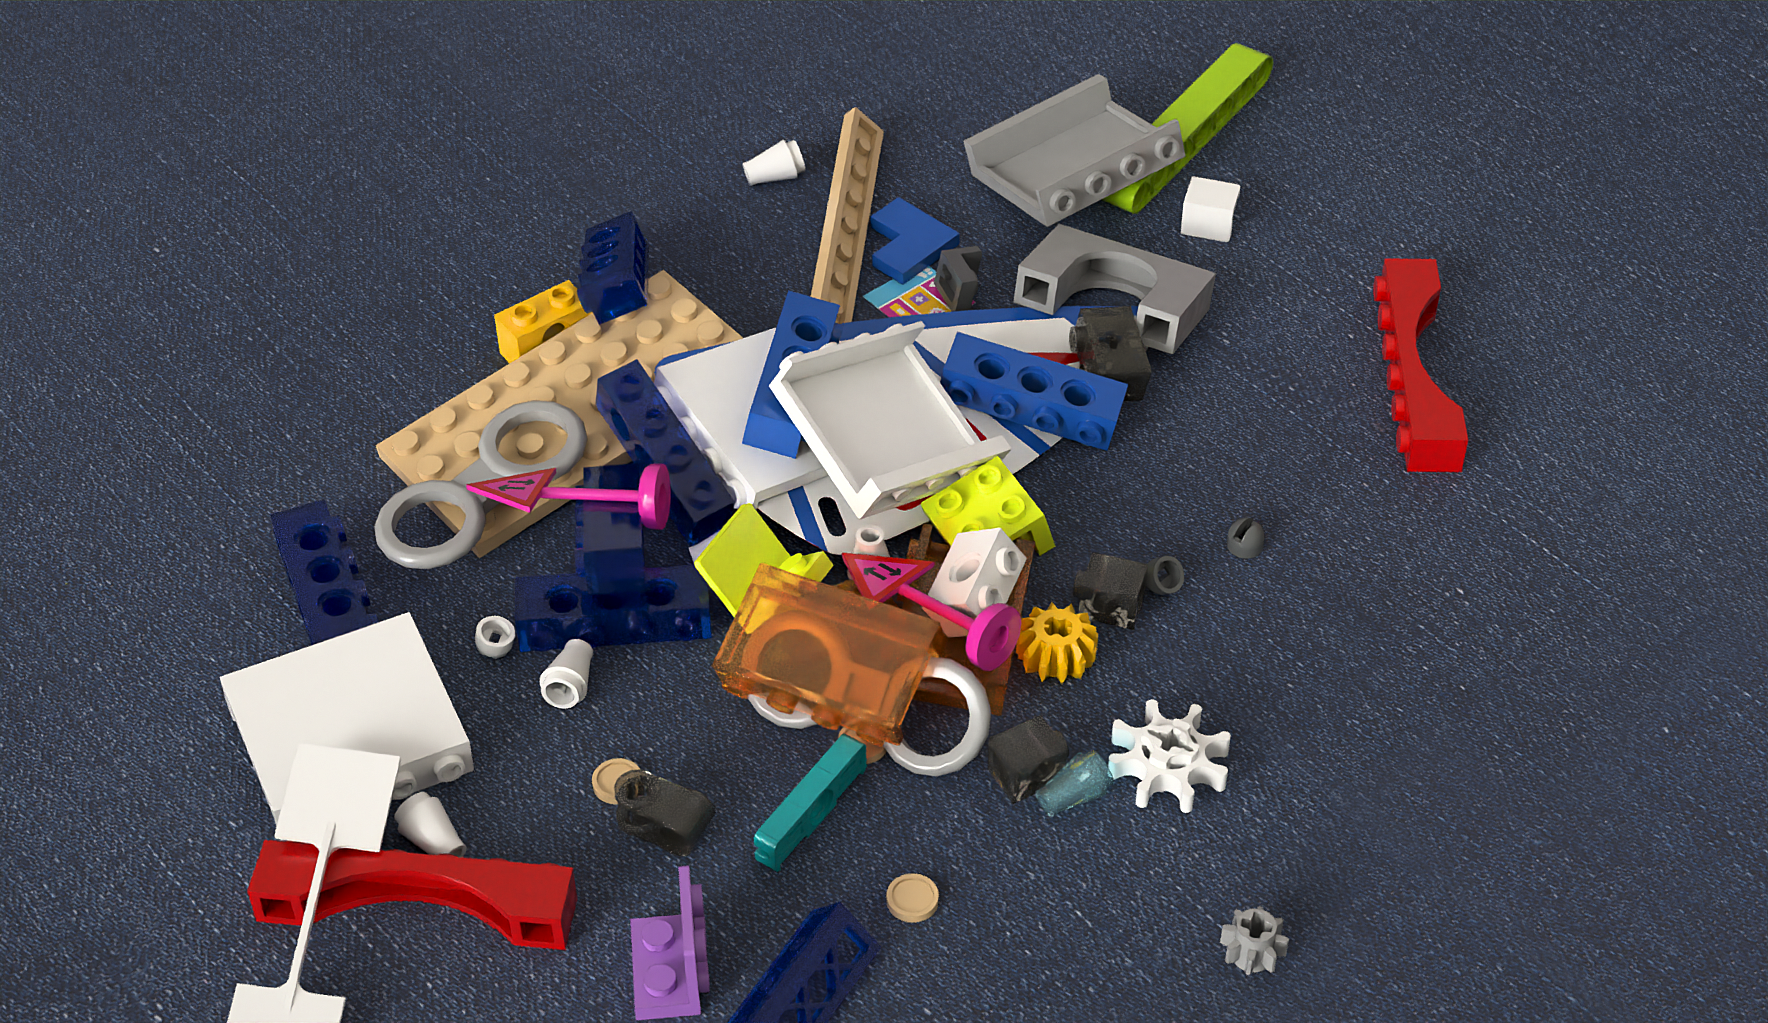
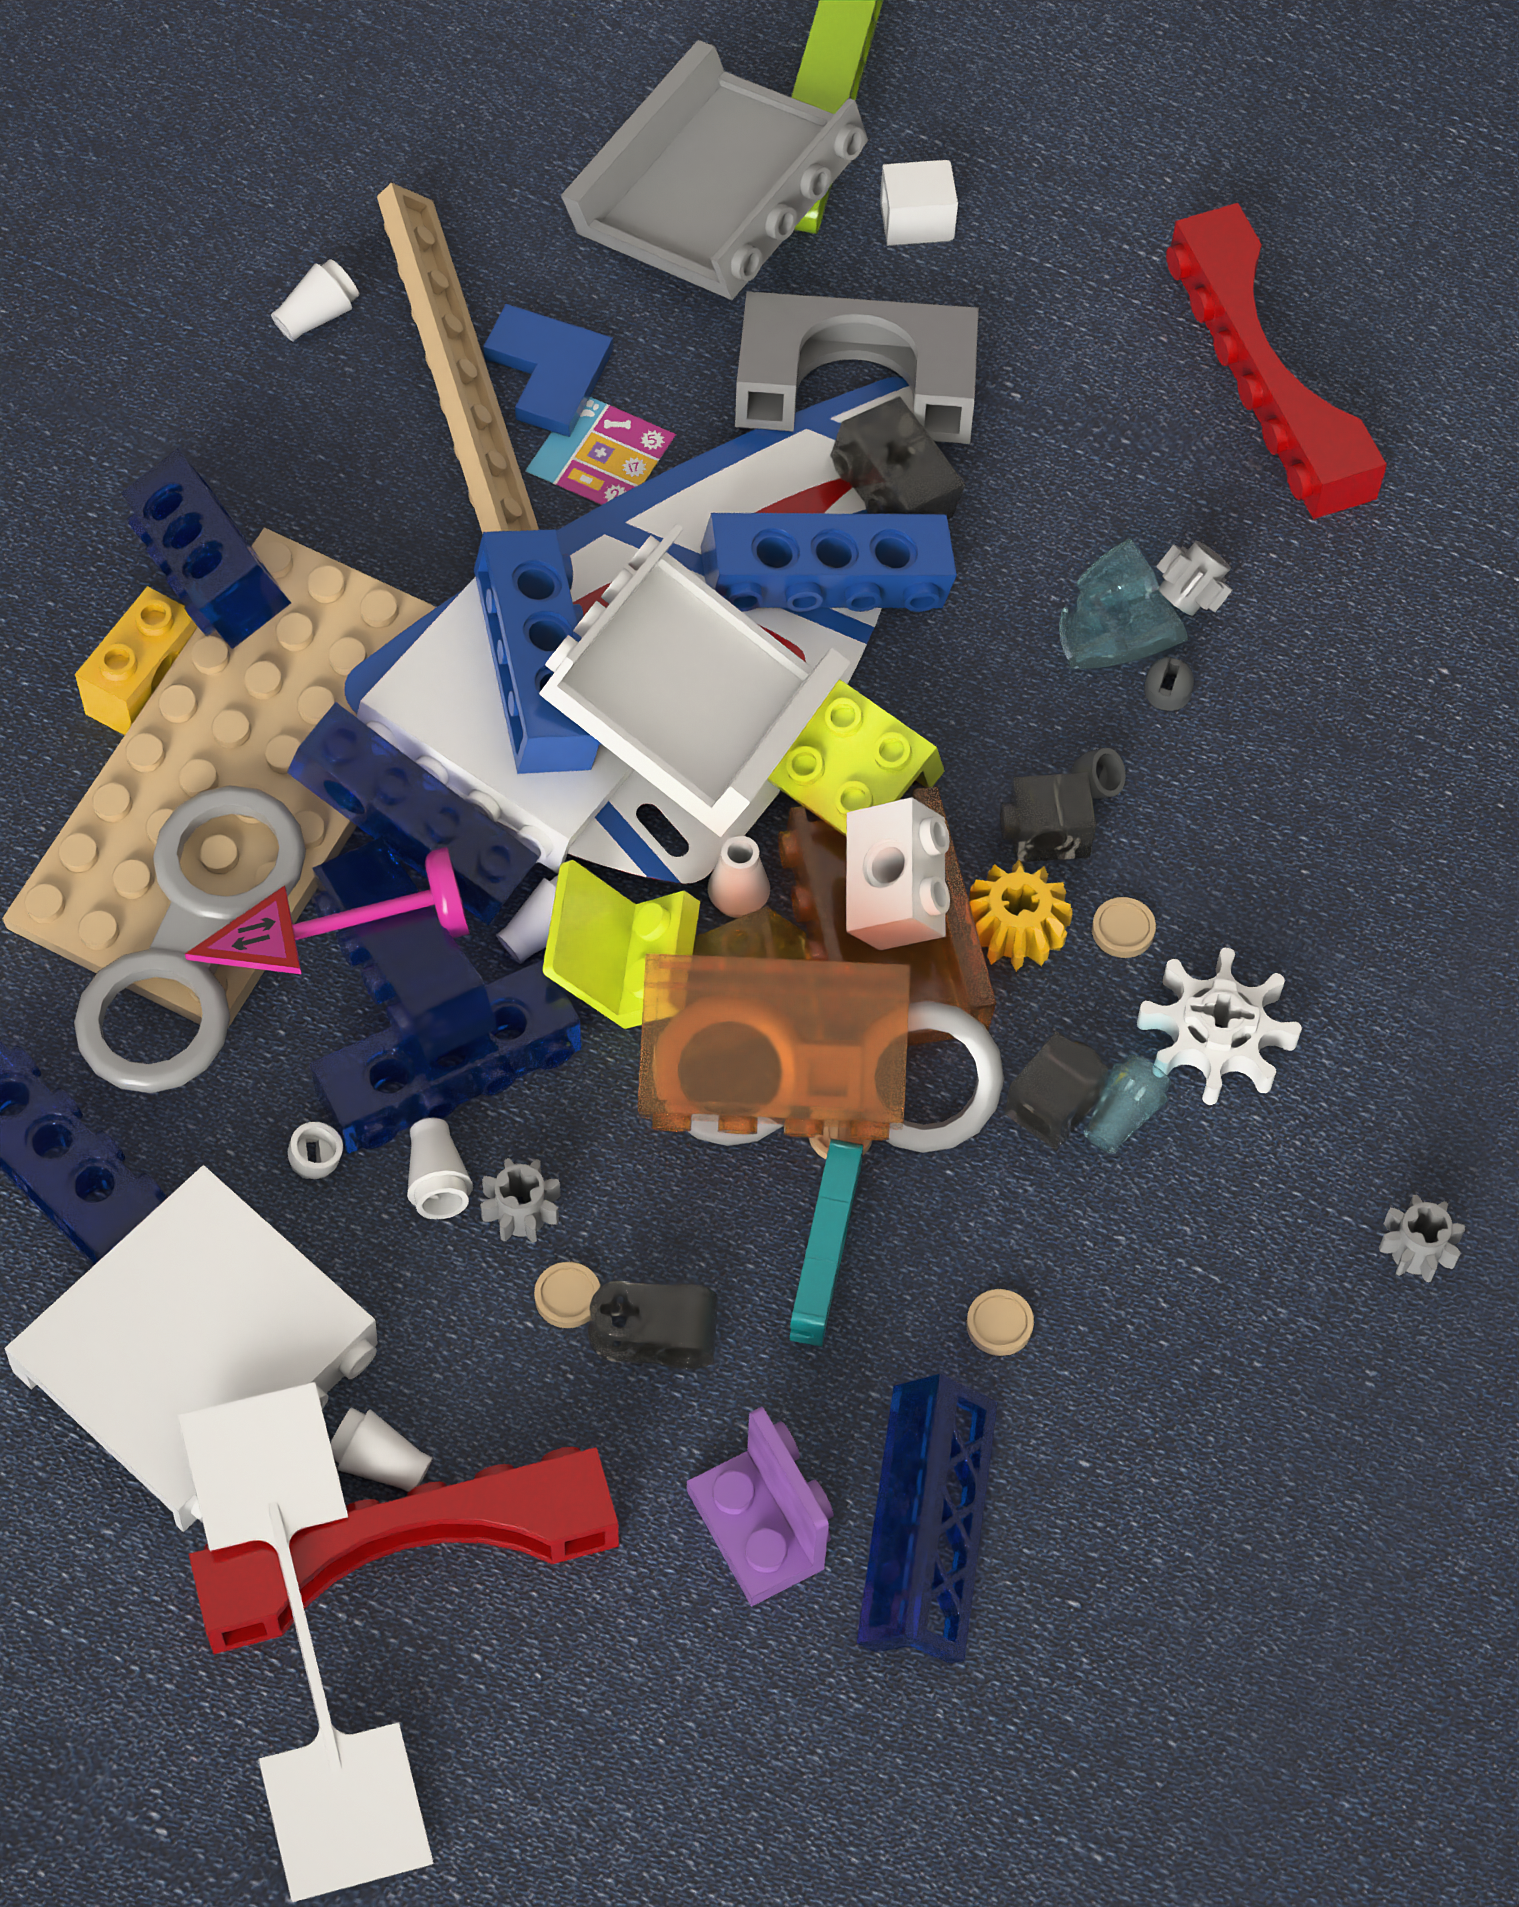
camera: 25 degrees left, 15 degrees up
(613, 708) = (518, 1218): none -> light grey gear
(957, 276) = (646, 415): dark grey bracket -> none
(990, 635) = (789, 903): dark pink piece -> none
(1135, 678) = (1123, 927): none -> tan piece
(1229, 487) = (1118, 613): none -> clear light blue brick
(1293, 475) = (1194, 578): none -> light grey gear

